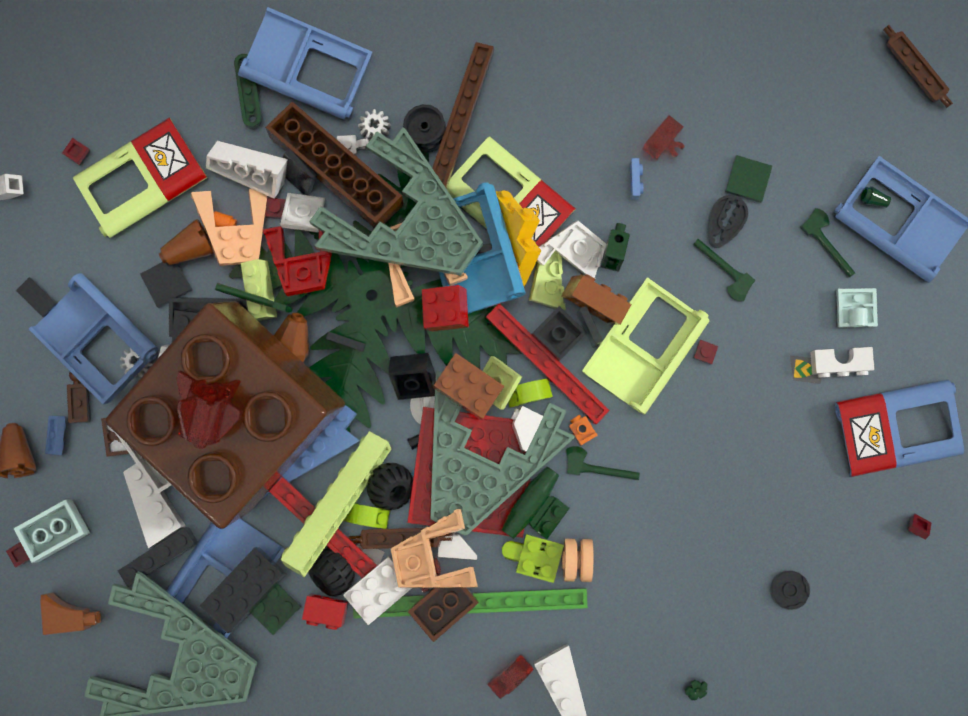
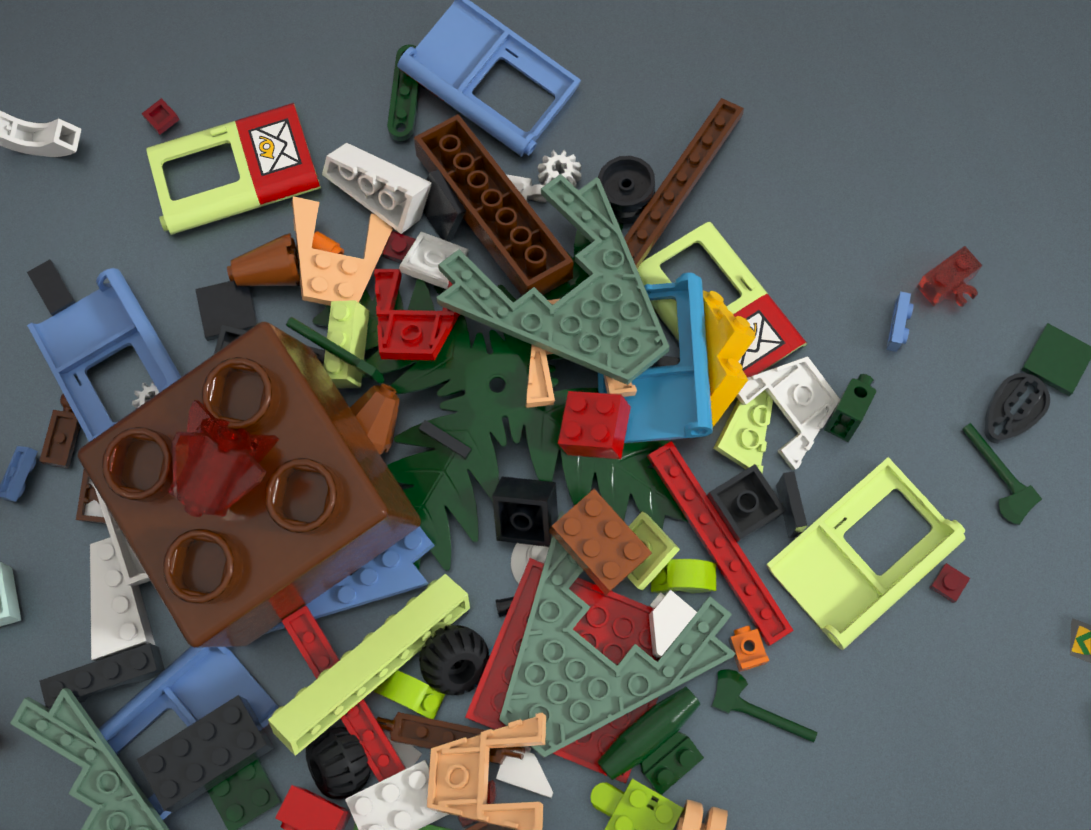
camera: 20 degrees right, 10 degrees down
(598, 299) = (816, 471): dark orange brick -> none

